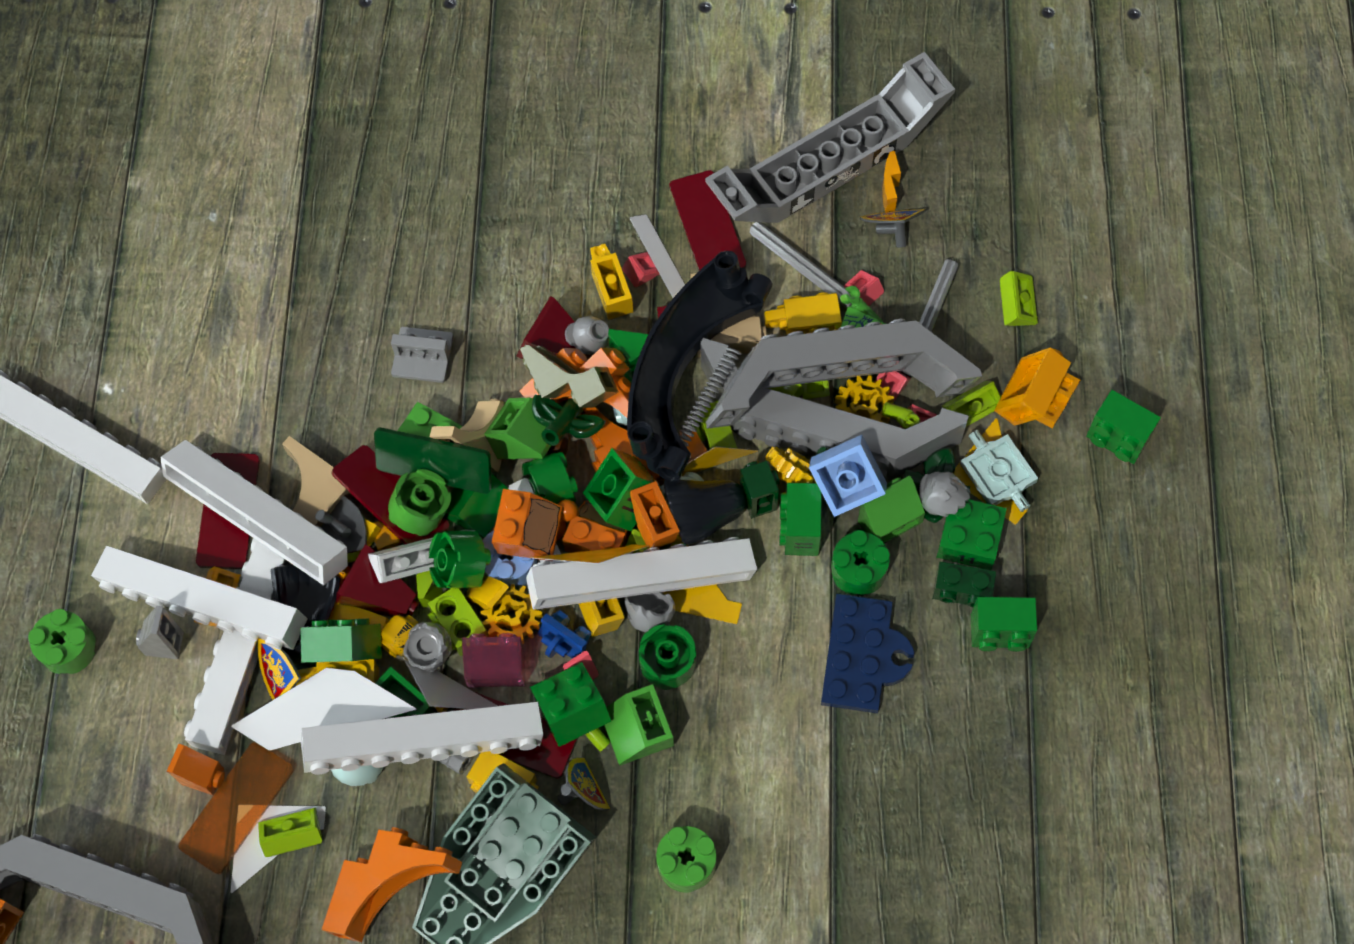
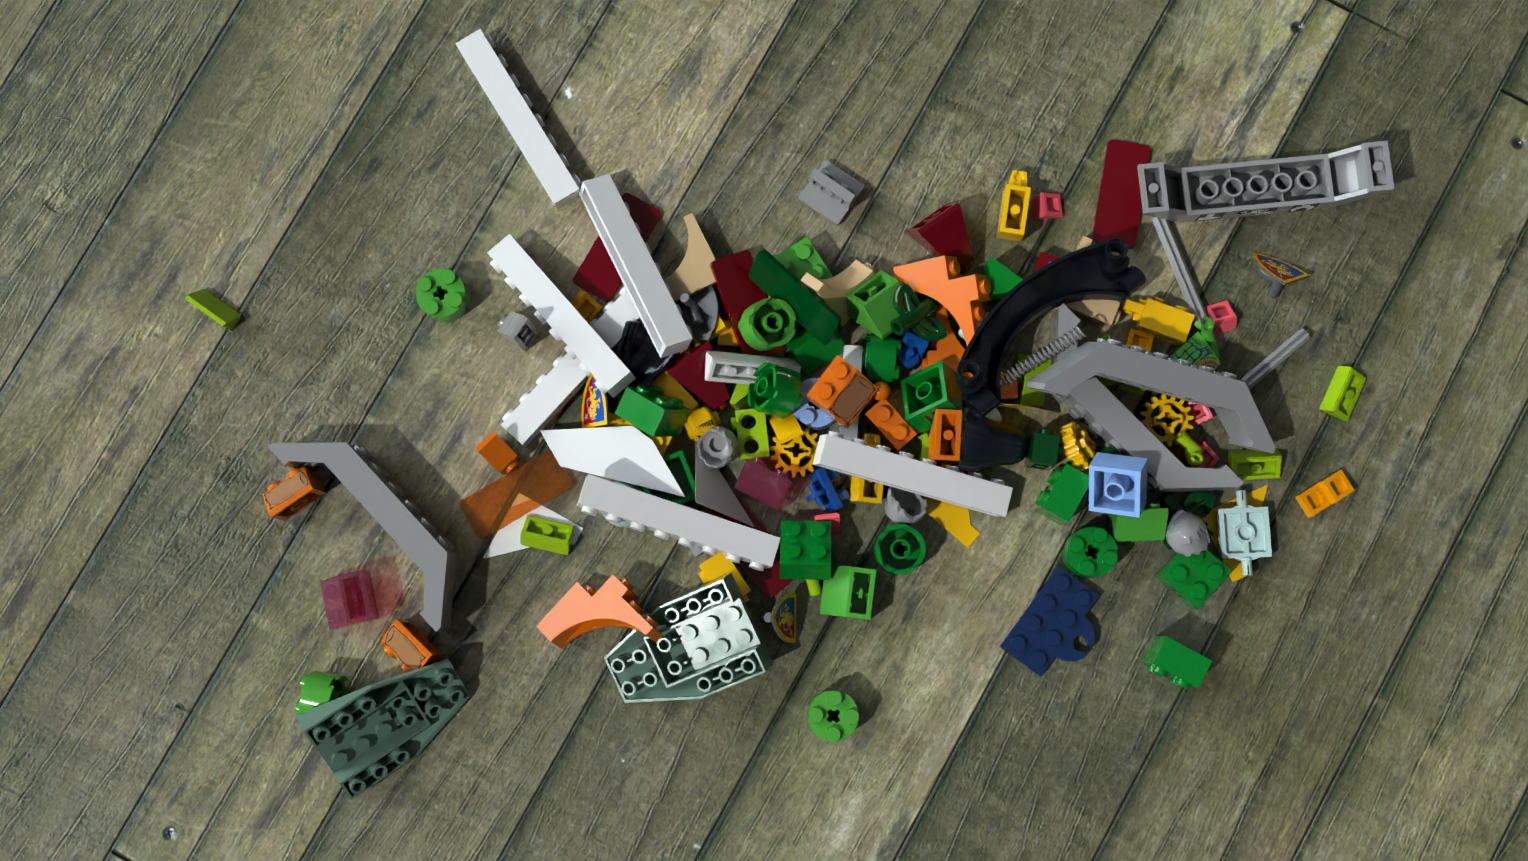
camera: 30 degrees right, 15 degrees up
(555, 377) = (926, 276): arch -> none
(578, 456) = (911, 350): none -> blue hips
(587, 334) = (972, 248): light grey piece -> none
(594, 556) = (881, 448): yellow sticker -> none
(658, 253) = (1066, 233): white sticker -> none
(890, 181) = (1296, 231): light orange slope -> none
(962, 583) = (1163, 613): dark green brick -> none
(1032, 386) = (1311, 479): light orange window -> none
(1122, 427) = (1365, 552): green brick -> none

